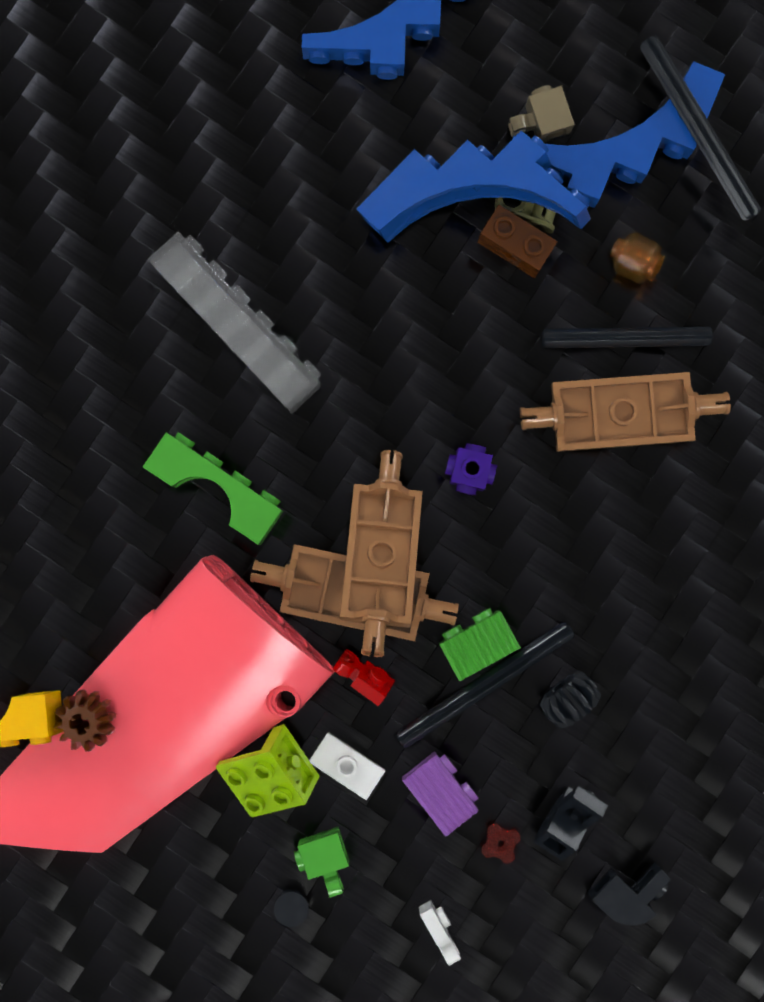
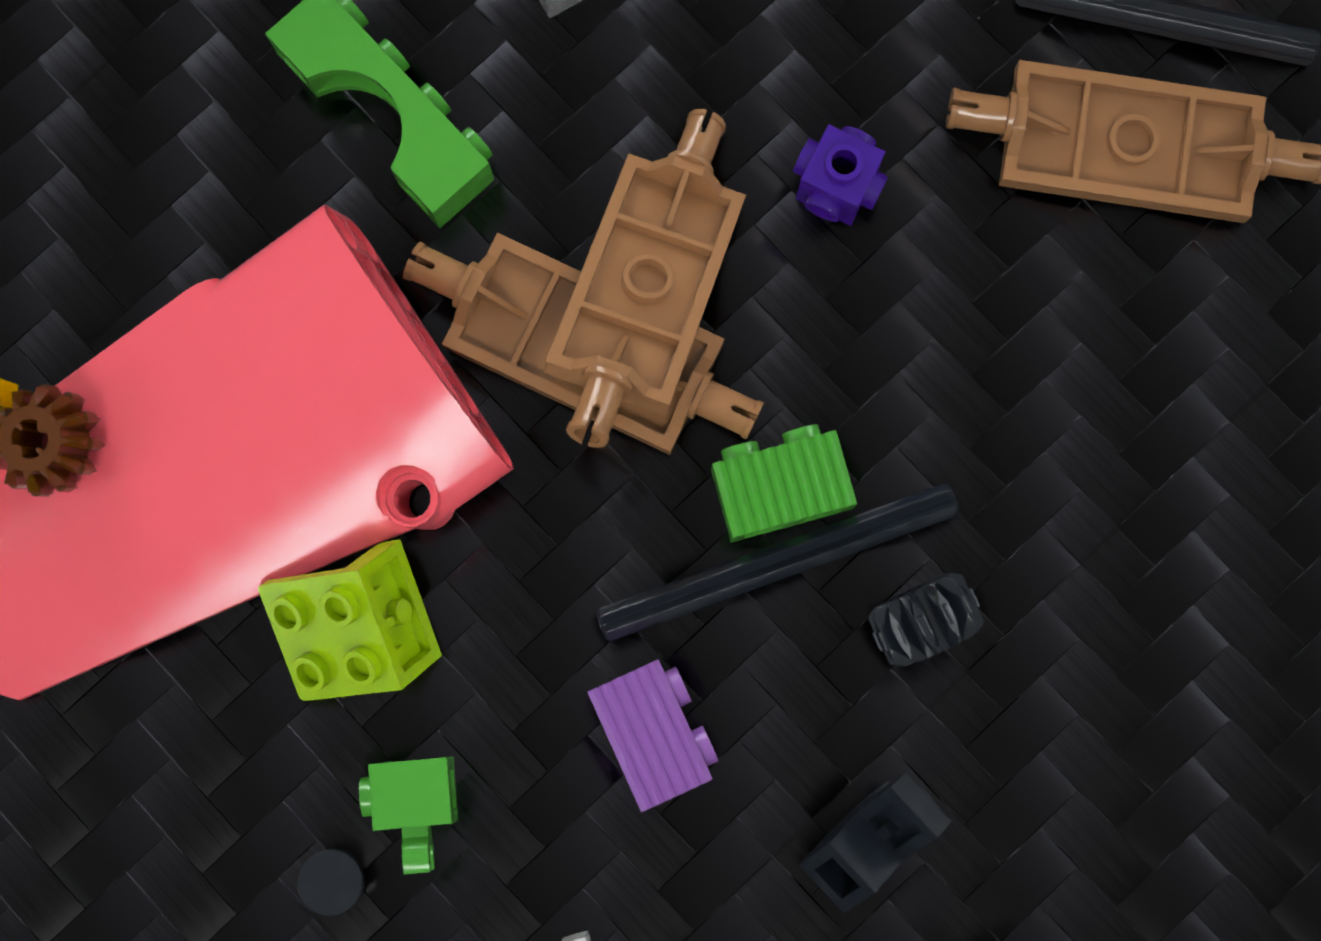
camera: 20 degrees right, 5 degrees down
(347, 765) = (495, 648): white plate -> none
(367, 678) = (568, 499): red plate -> none
(491, 847) = (742, 873): clear red plate -> none

